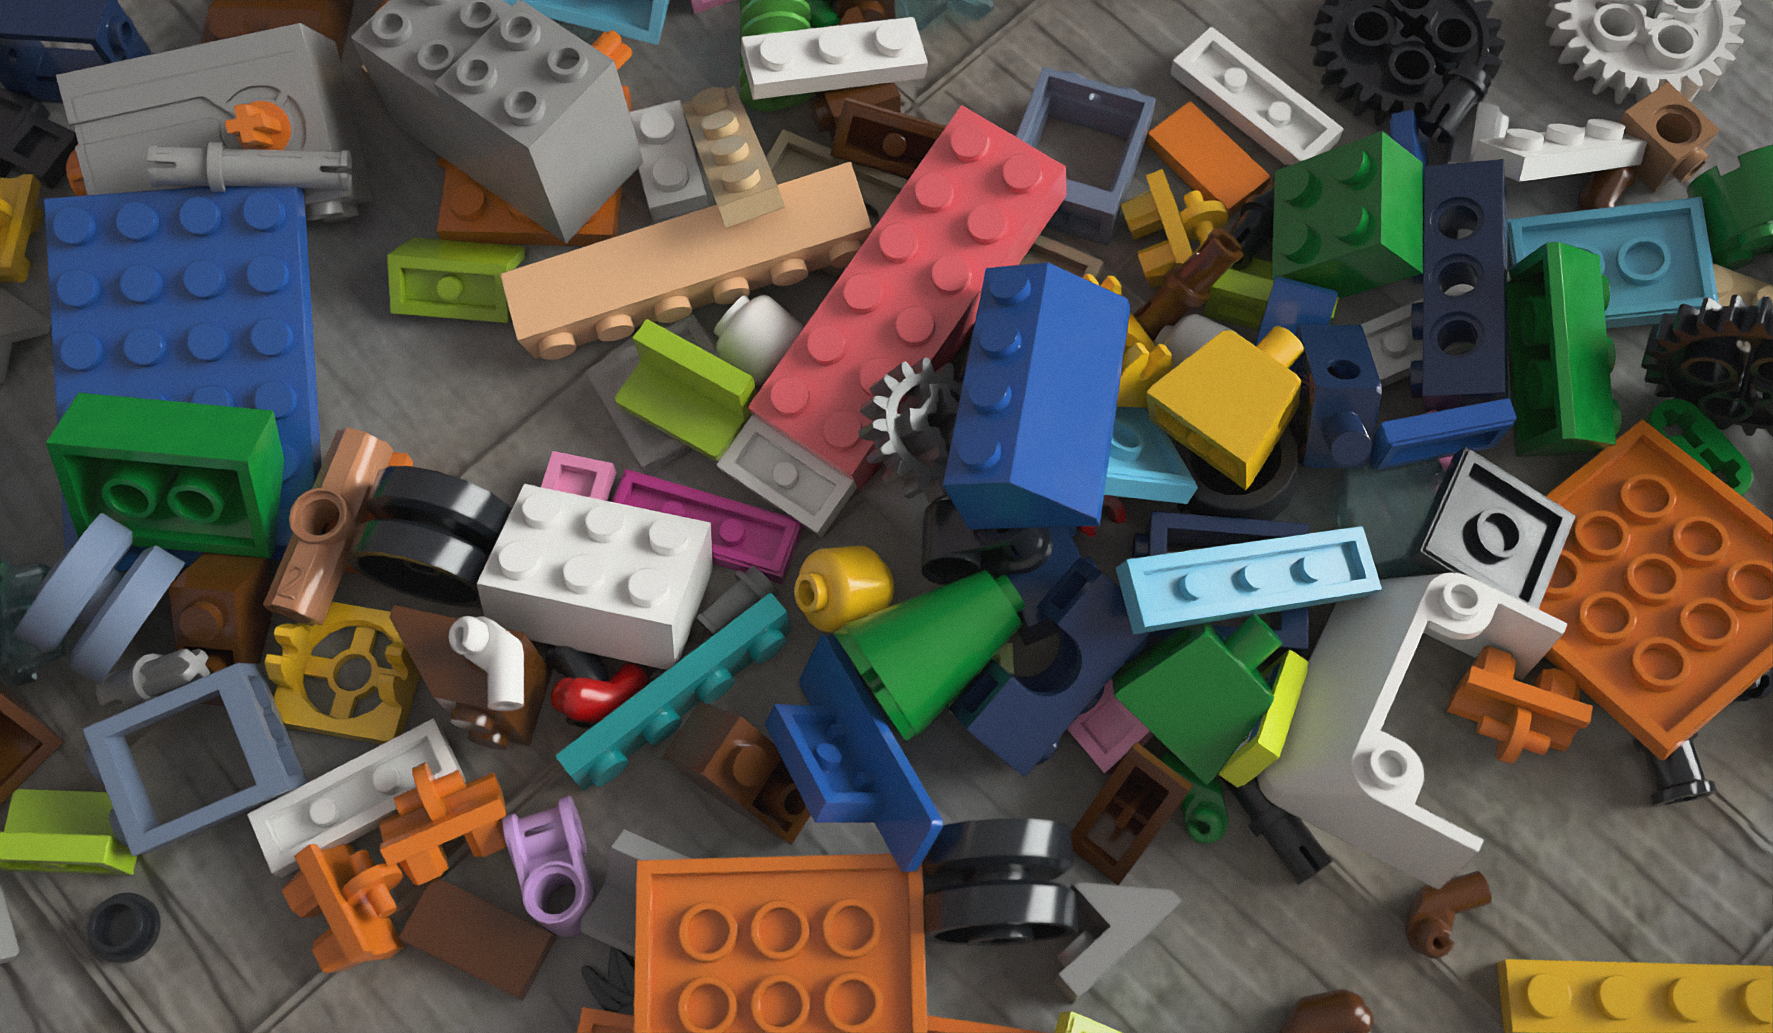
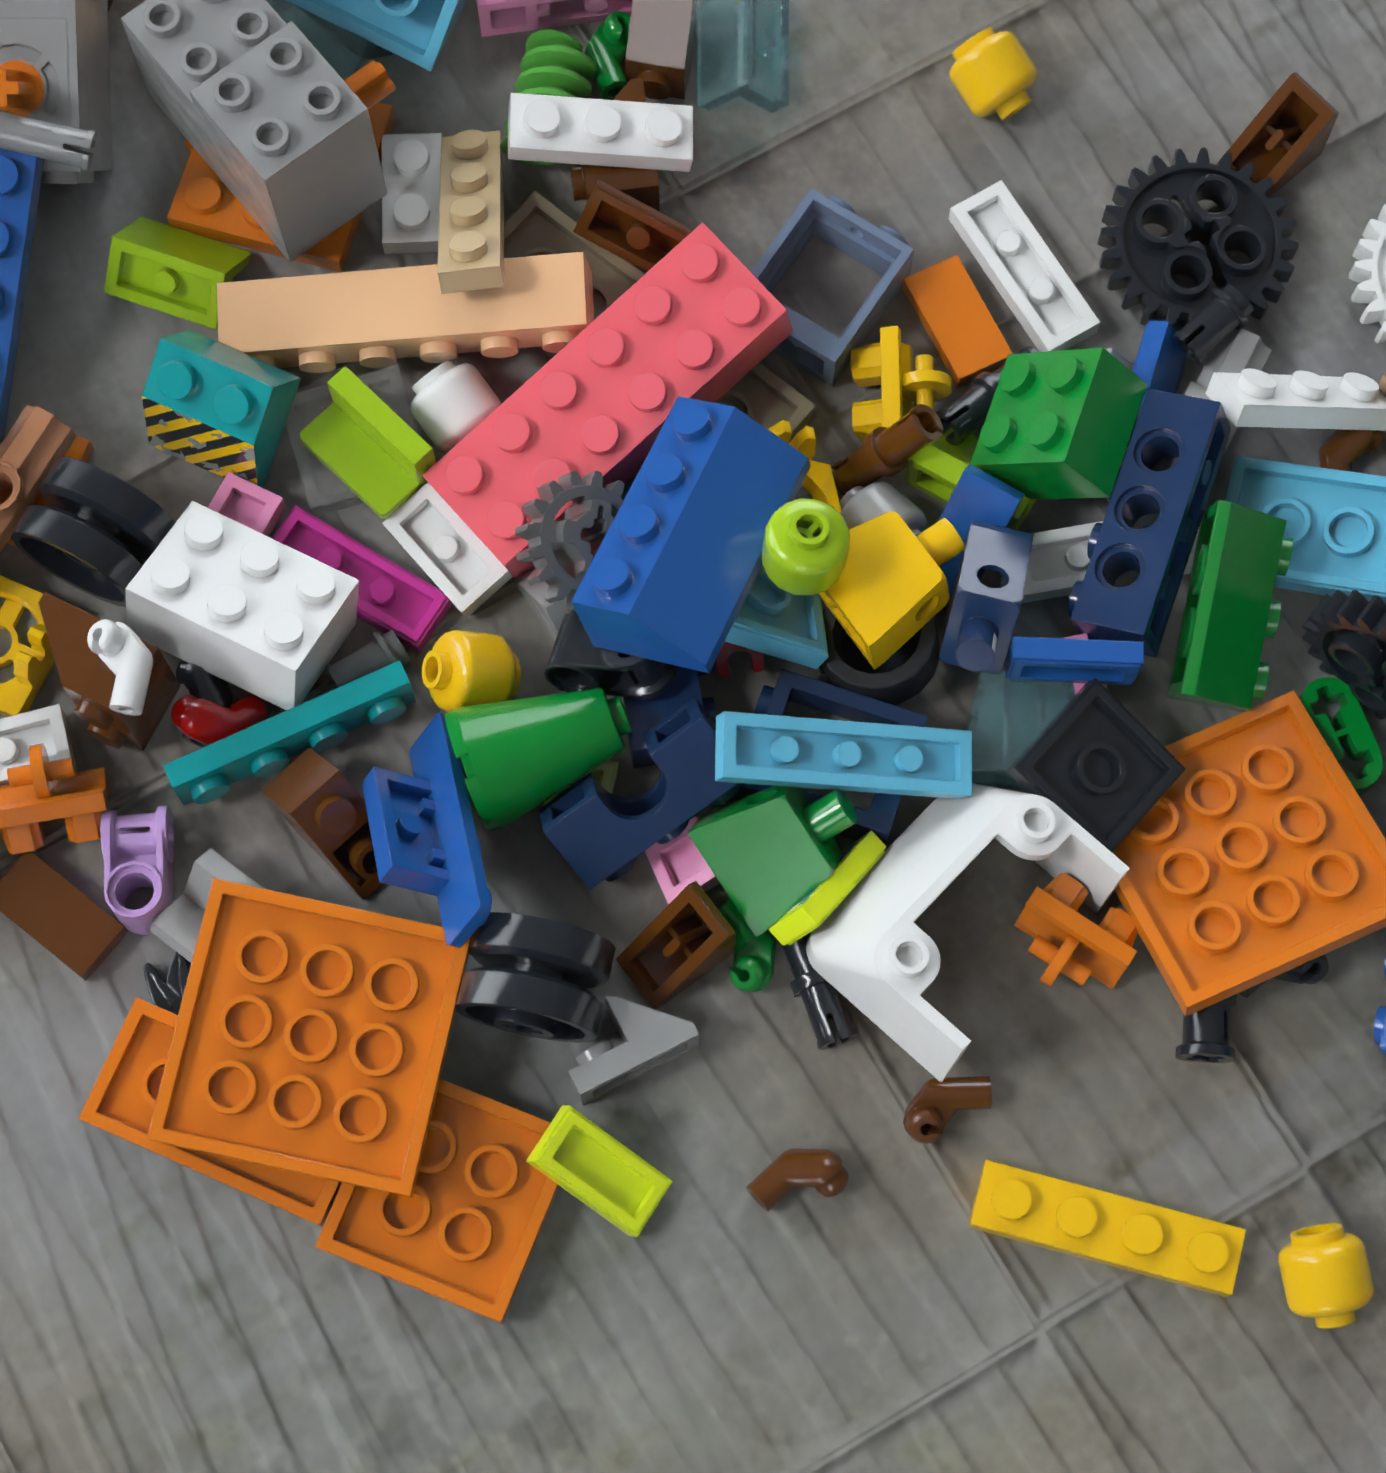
camera: 10 degrees right, 5 degrees up
(526, 390) = (216, 406): none -> teal slope
(1160, 378) = (805, 547): none -> lime head

